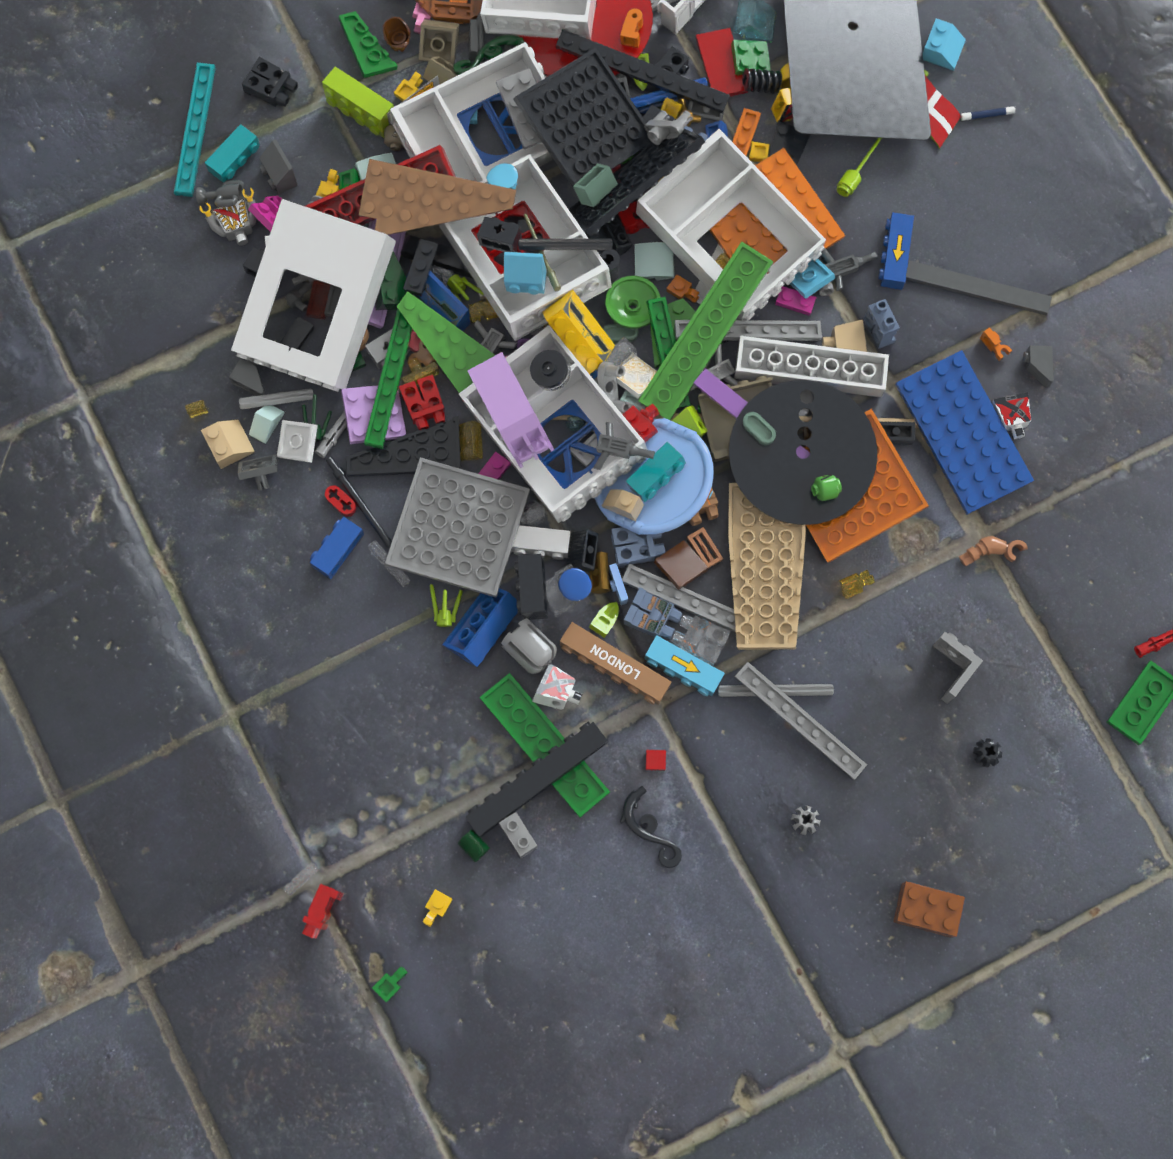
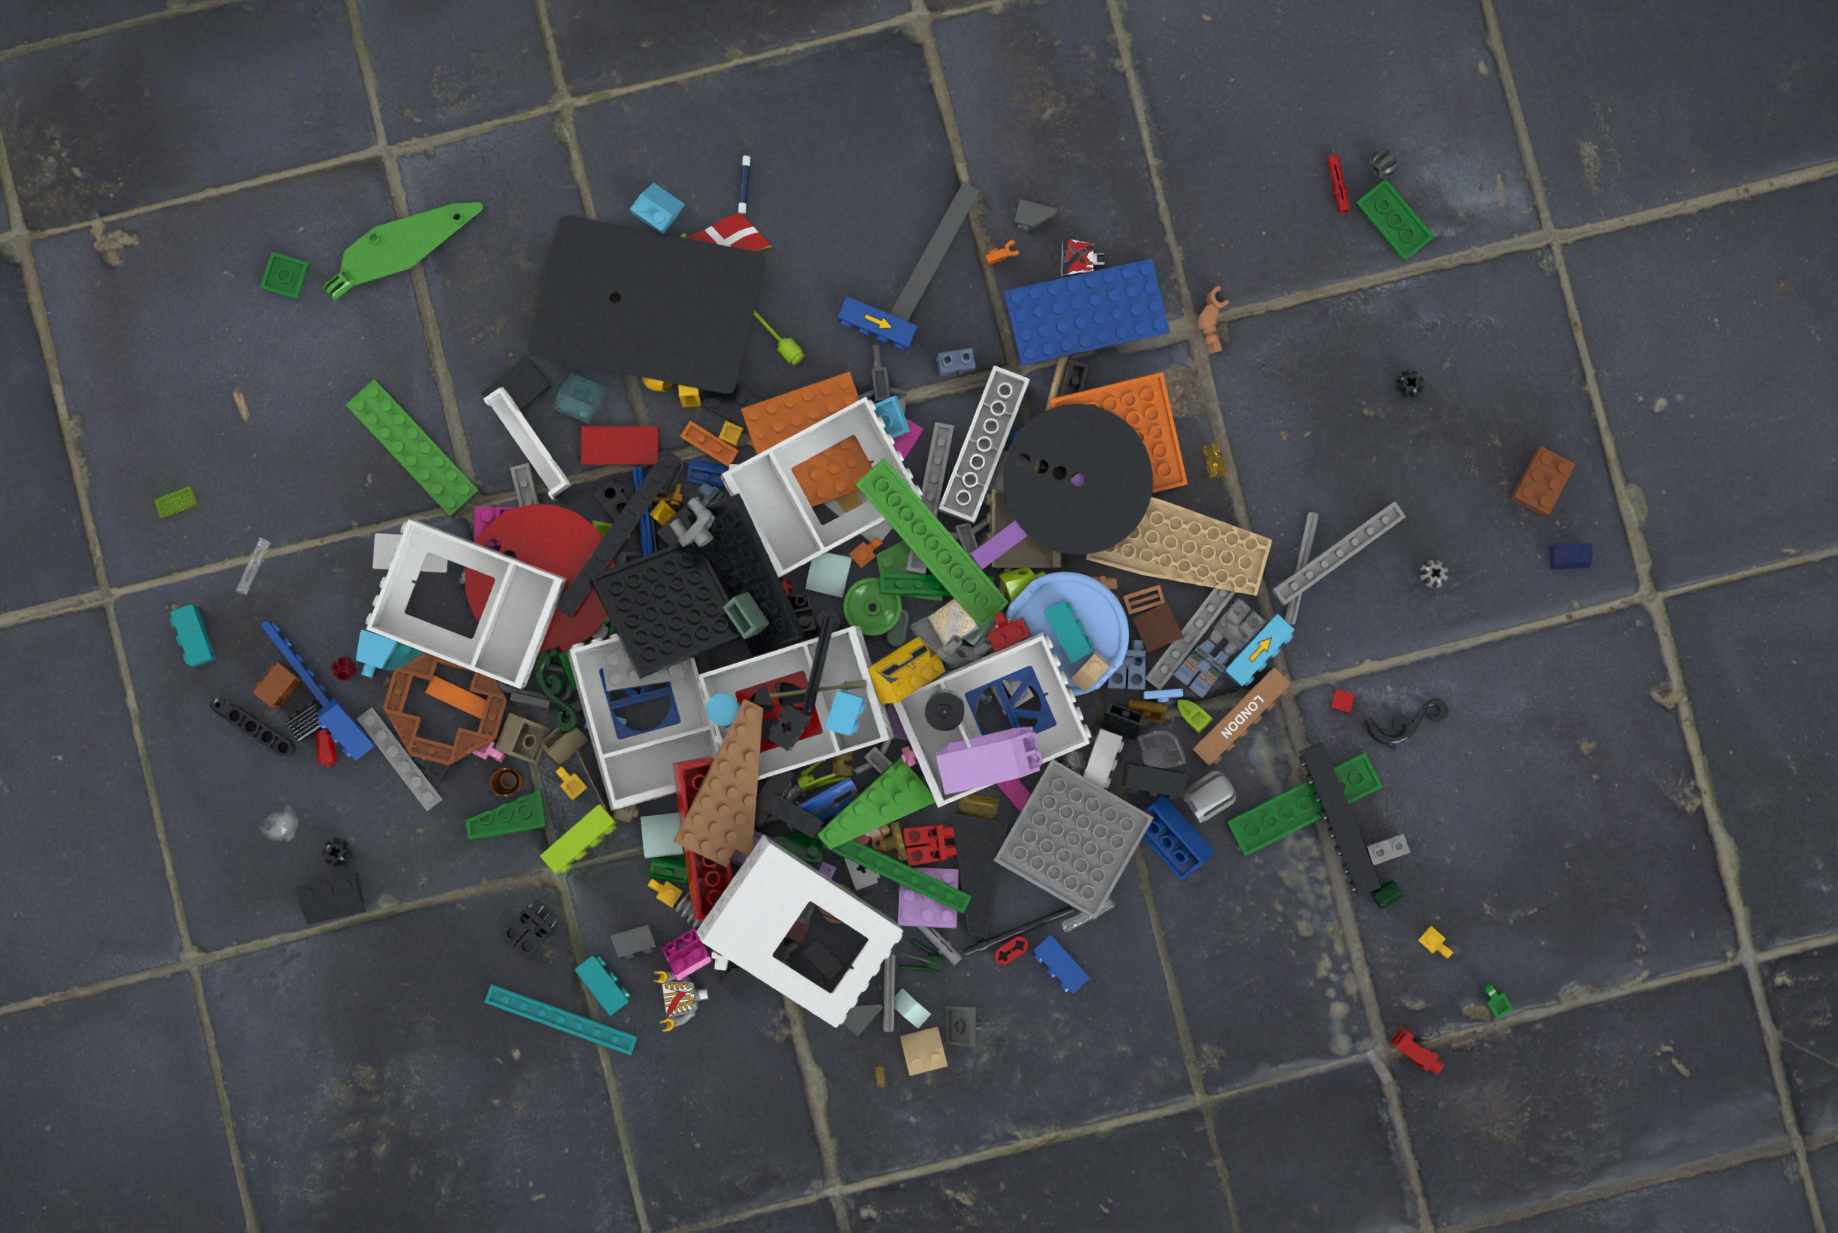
camera: 80 degrees left, 10 degrees up
(226, 195) = (649, 999): dark grey piece -> none
(297, 441) = (941, 981): white tile -> none
(444, 617) = (1156, 872): lime plant -> none
(556, 689) = (1254, 780): torso -> none
(574, 584) = (1162, 738): blue piece -> none
(618, 447) = (1044, 662): dark grey piece -> none
(632, 24) = (562, 528): orange leg -> none
(750, 55) = (622, 413): plate -> none
(759, 428) = (1045, 516): sand green tile -> none
(761, 80) = (655, 410): black piece -> none
(826, 487) = (1122, 466): bright green head -> none
(847, 336) = (962, 400): tan torso -> none
(861, 957) = (1571, 556): none -> clear blue brick
(962, 656) = (1332, 384): light grey bracket -> none

